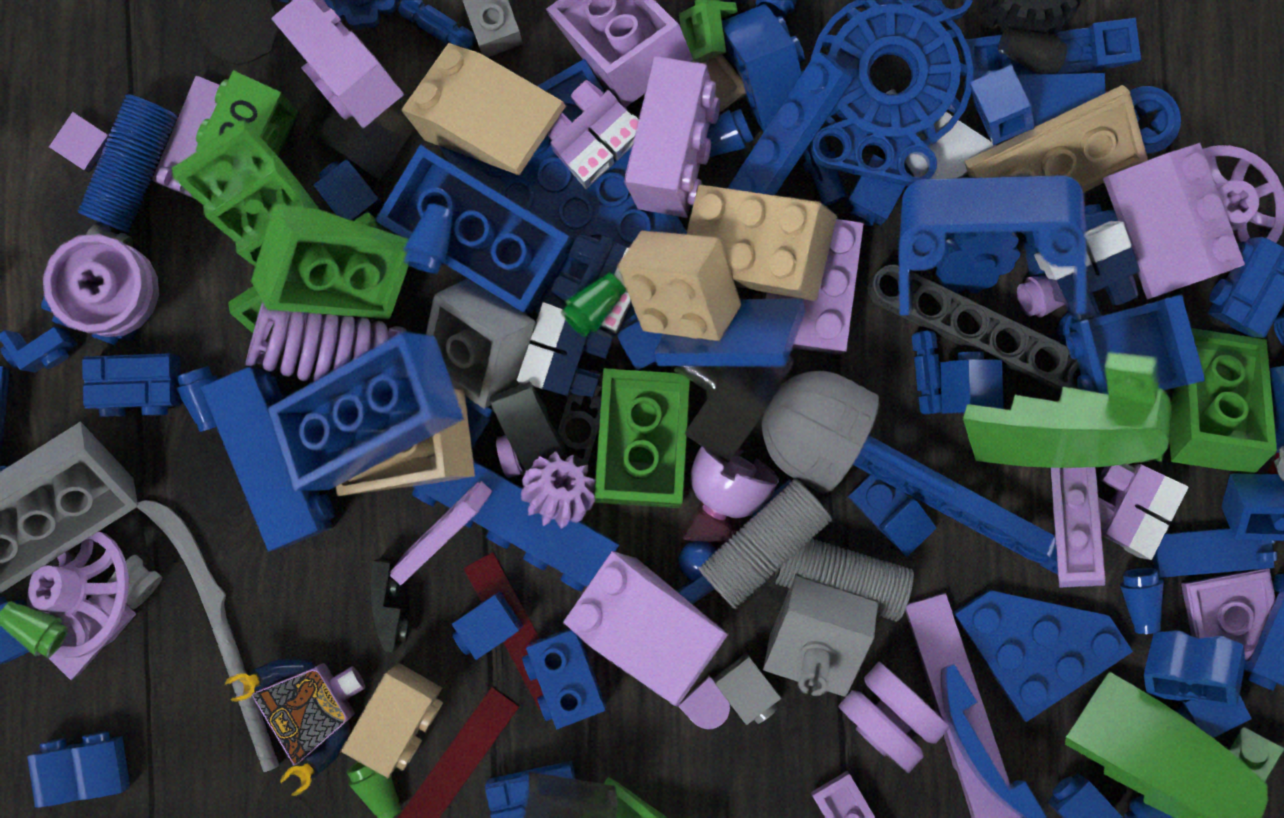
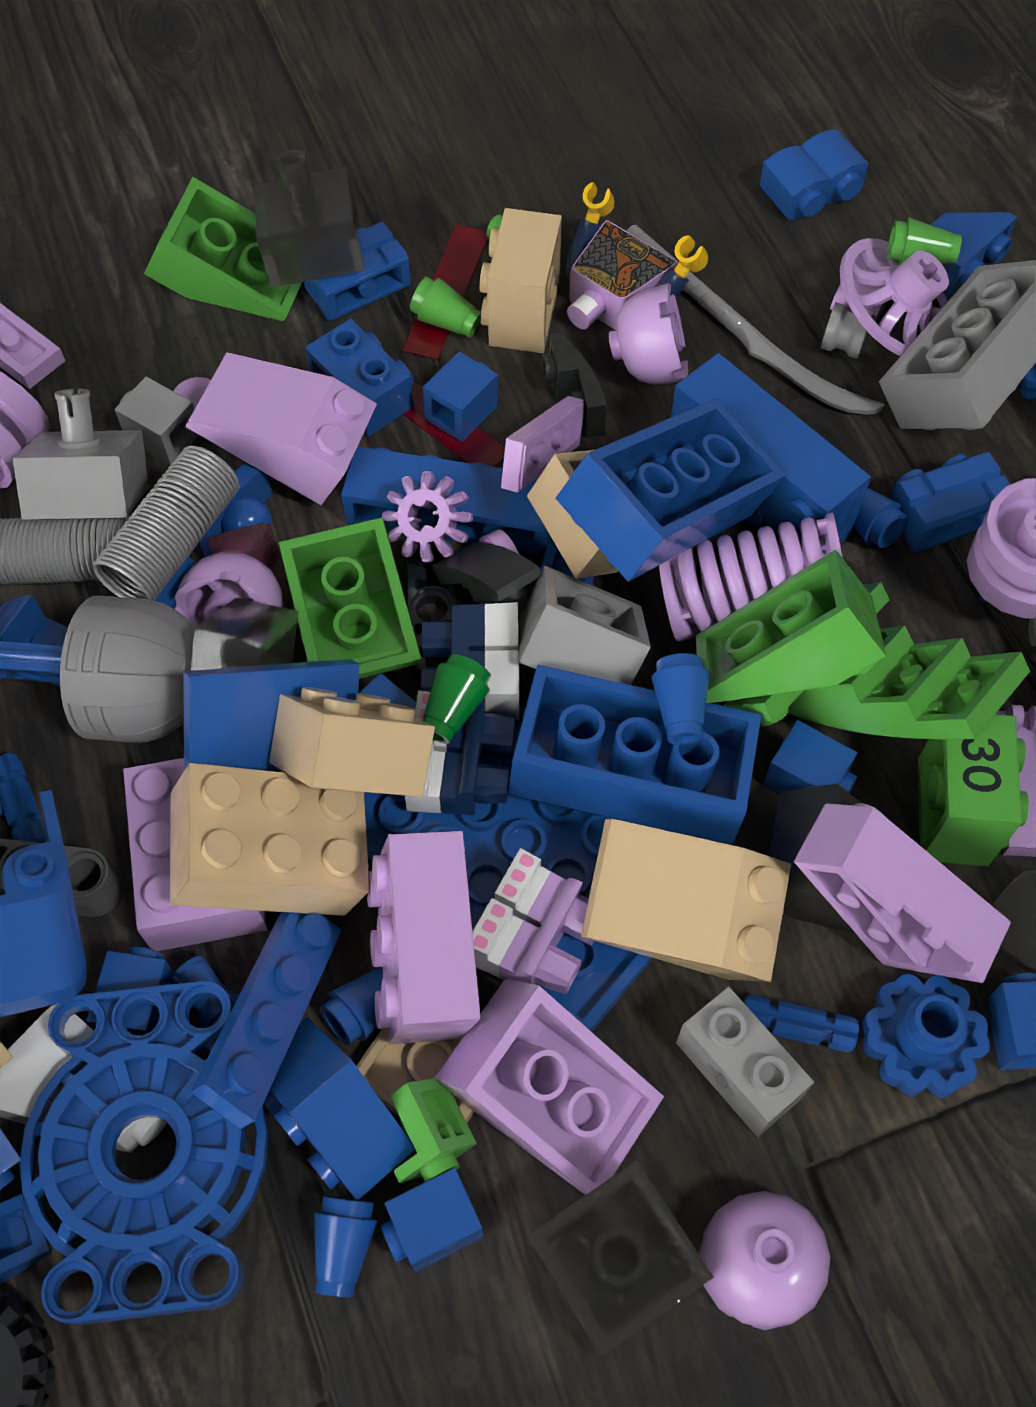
camera: 165 degrees right, 25 degrees down
(307, 621) = (650, 337): none -> lavender cylinder
(469, 728) = (444, 307): none -> bright green cone

